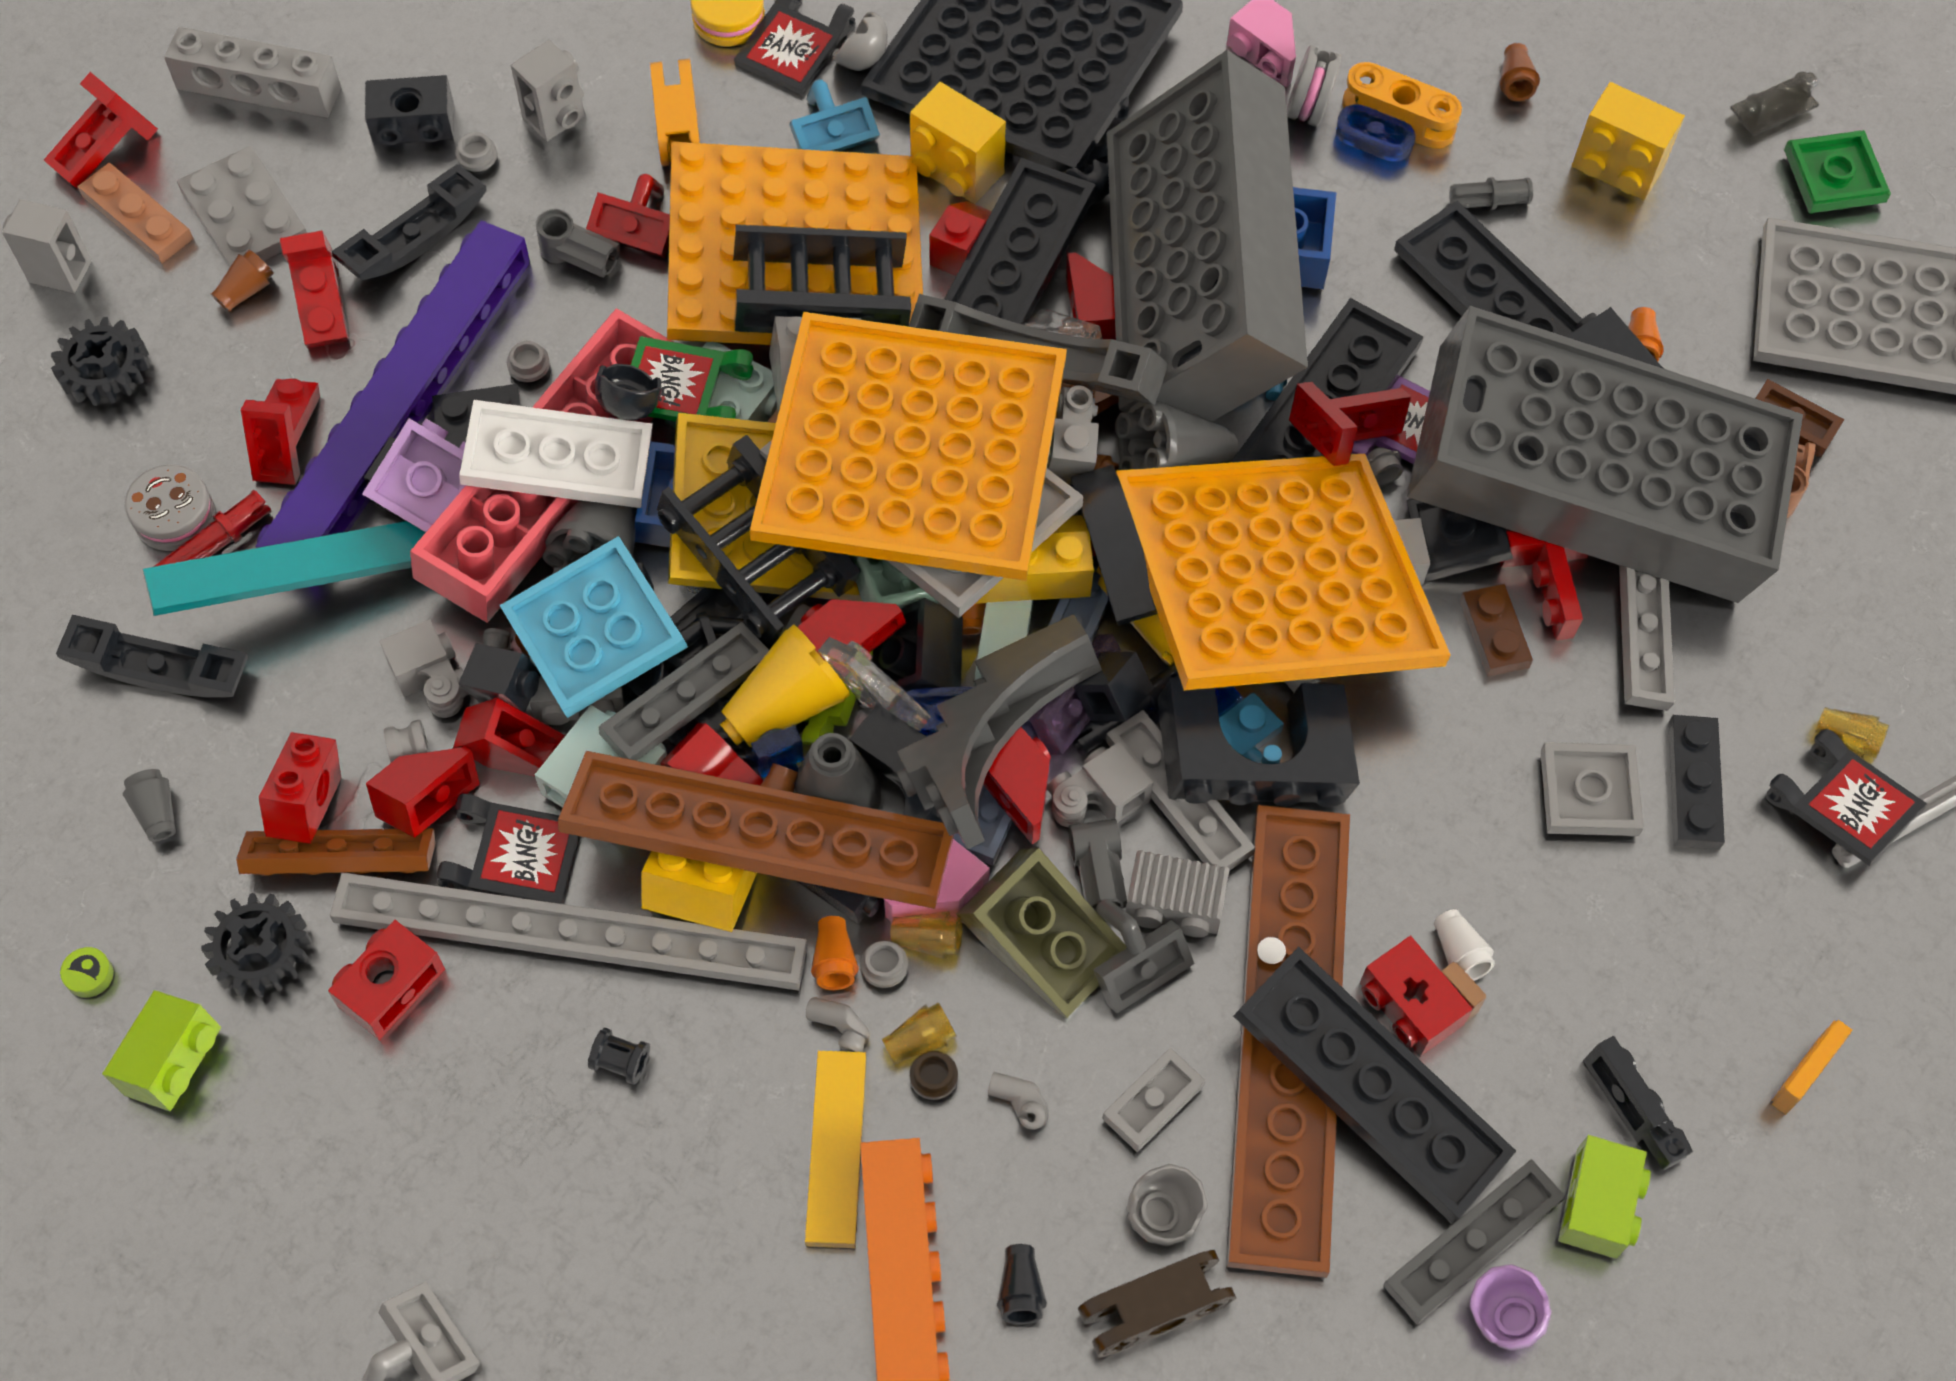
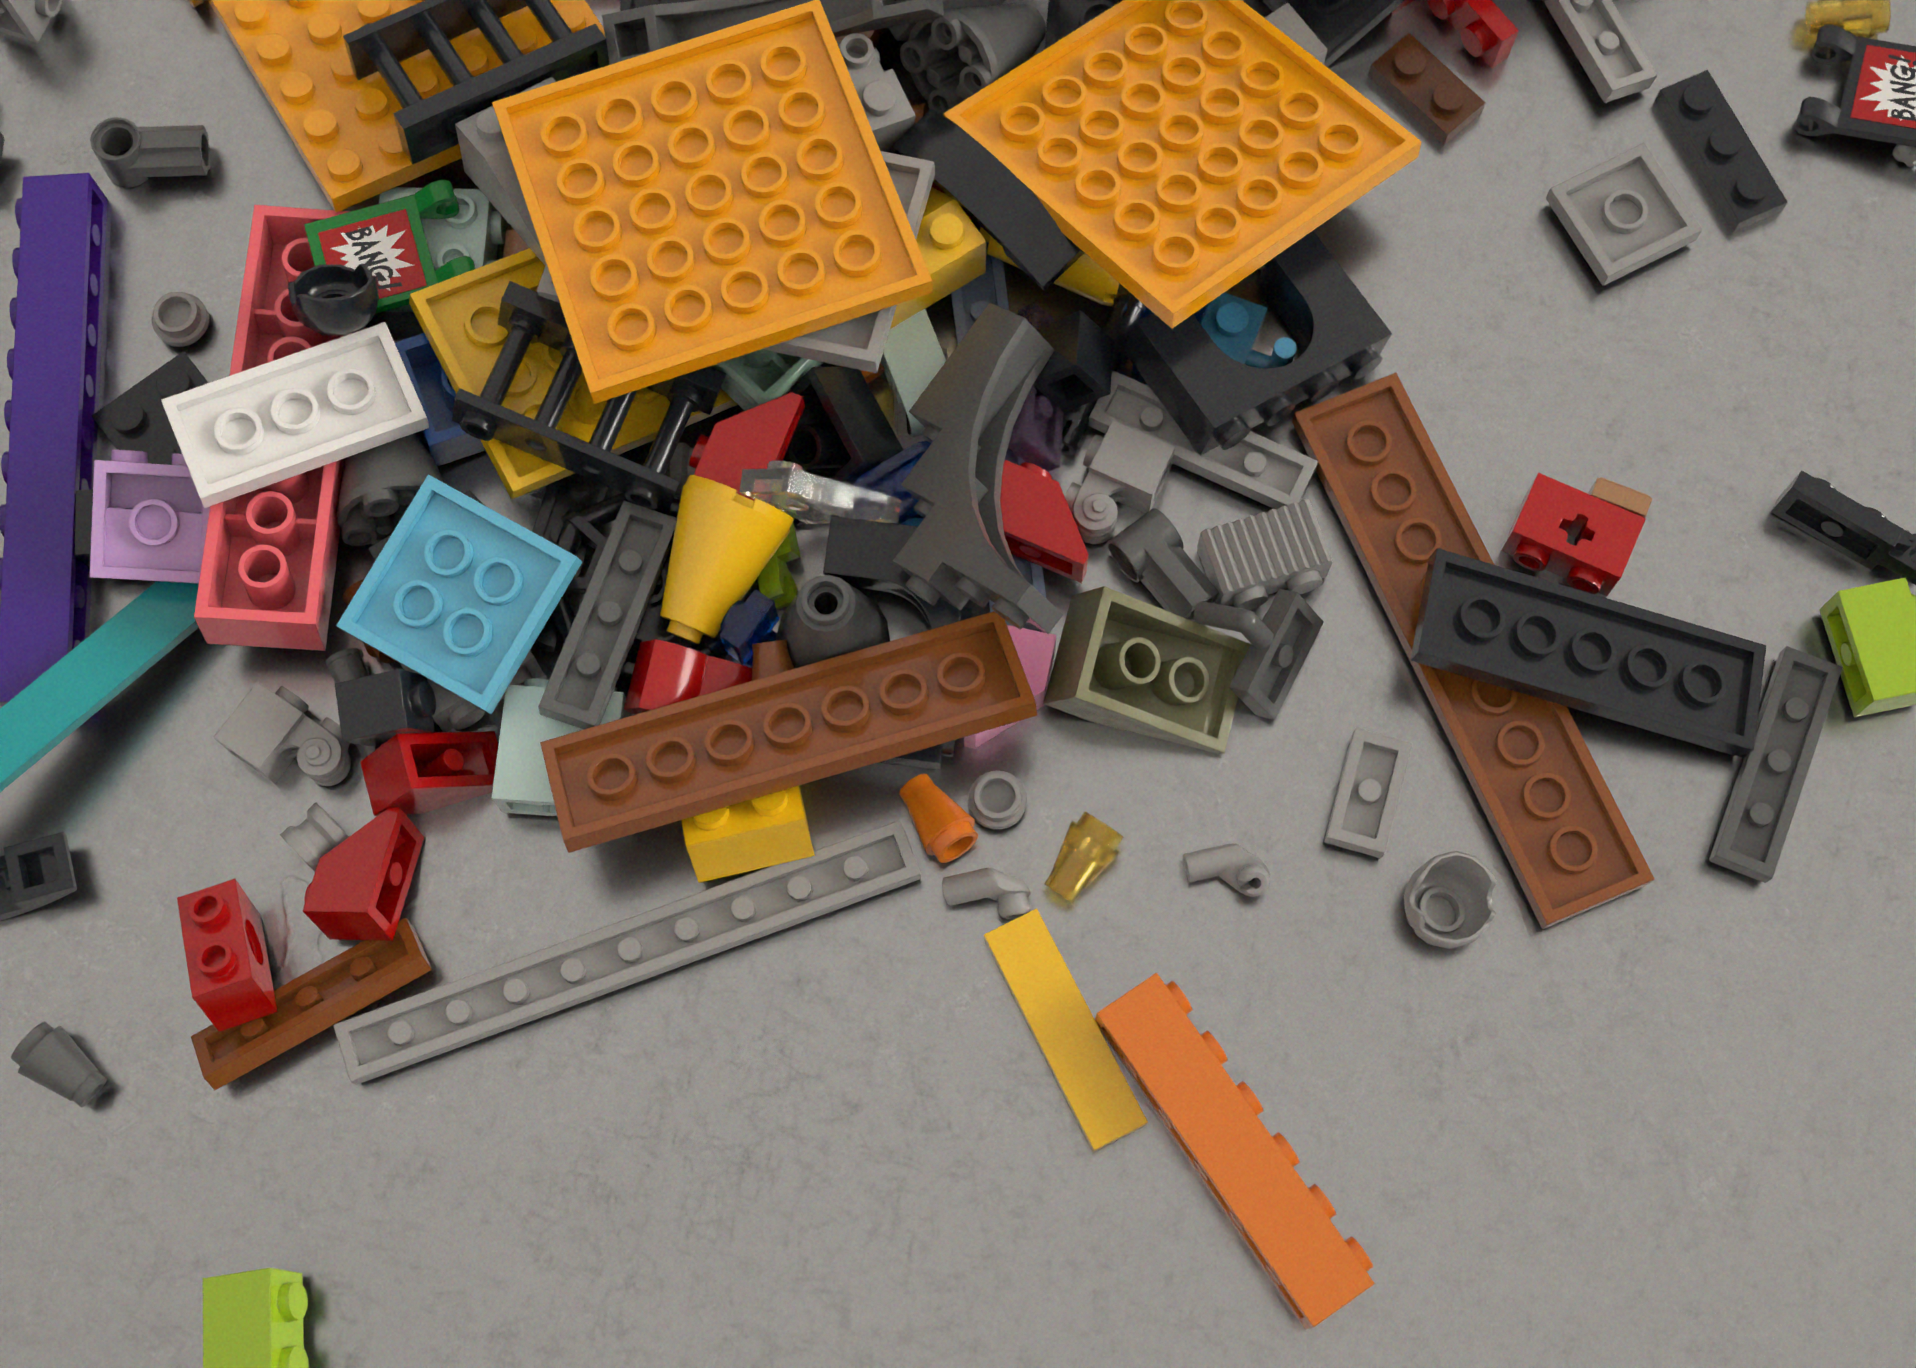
camera: 25 degrees left, 10 degrees up
(86, 972) = (104, 1296): lime tile -> none
(250, 964) = (282, 1184): black gear -> none
(382, 1005) = (471, 1150): red brick -> none
(517, 853) = (520, 894): flag -> none
(619, 1055) = (771, 1059): black bush -> none
(633, 222) = (202, 91): red plate -> none
(928, 933) = (1025, 742): clear yellow cone -> none
(933, 1075) = (1121, 893): dark brown plate -> none
(1021, 1289) = (1348, 1070): black cone -> none
(1156, 1303) = (1499, 1009): dark brown piece -> none
(1271, 950) = (1400, 565): white sticker -> none
(1464, 944) = (1589, 452): white cone -> none
(1510, 1307) = (1855, 814): lavender hair -> none

